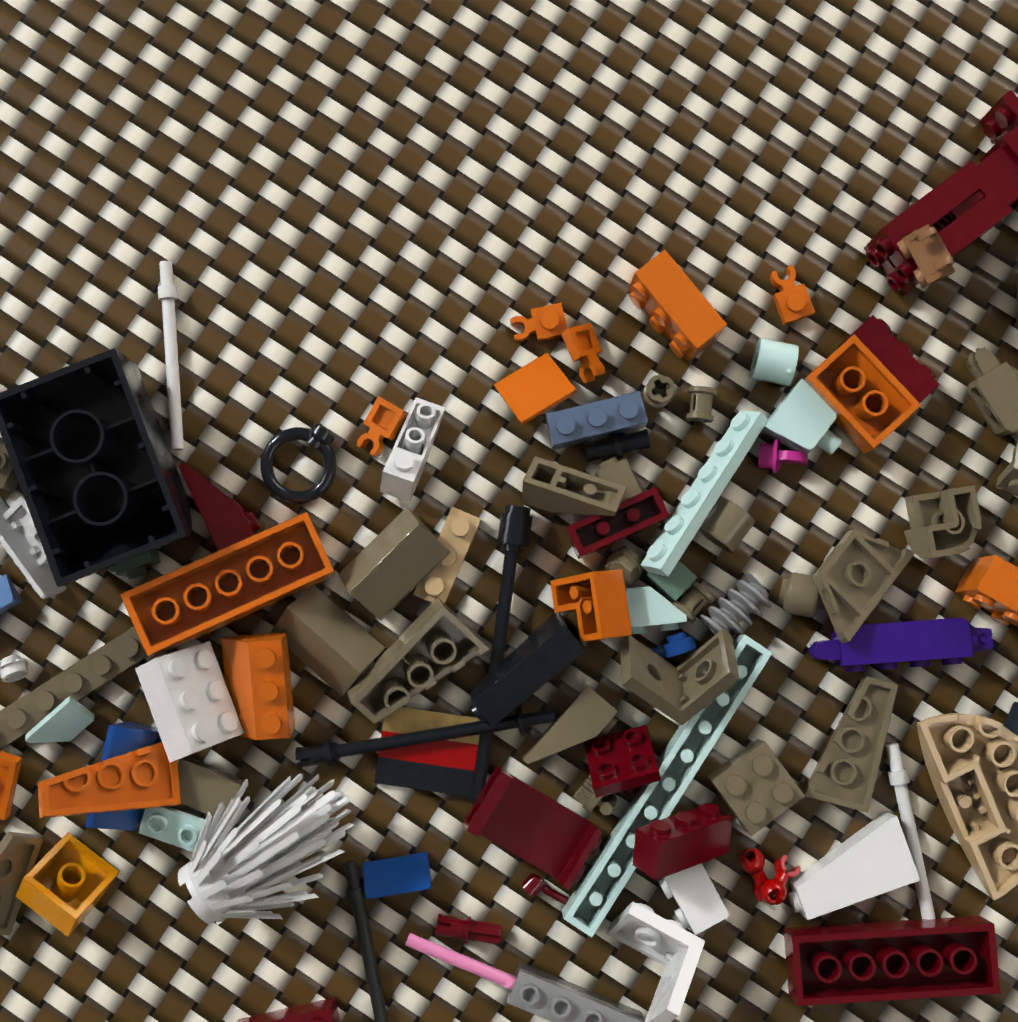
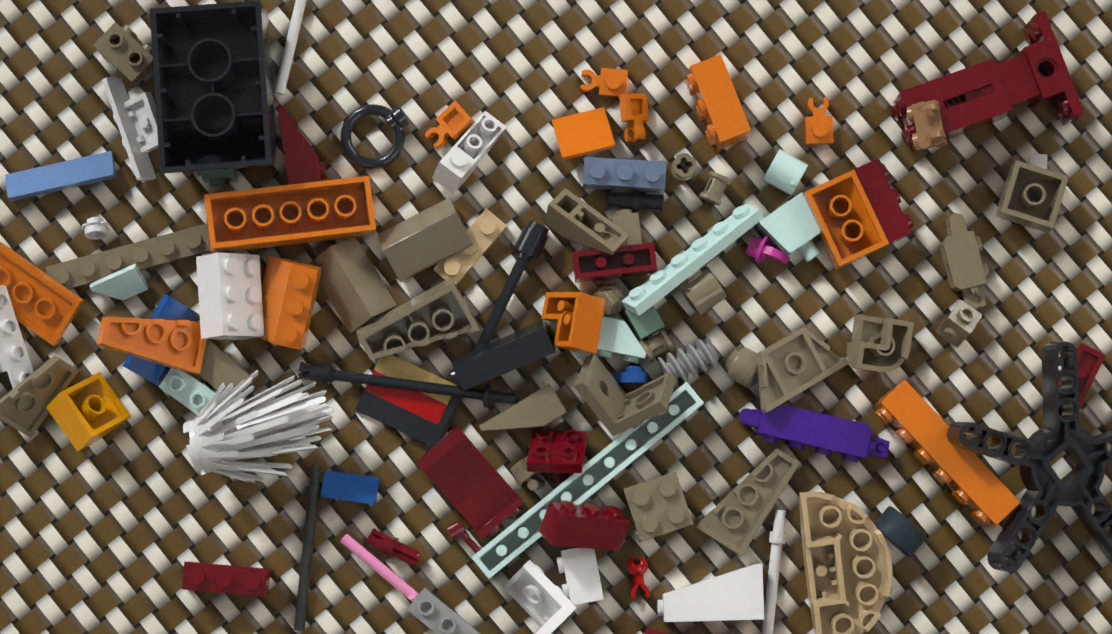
camera: 20 degrees right, 0 degrees up
(774, 889) = (646, 591): red arm -> none

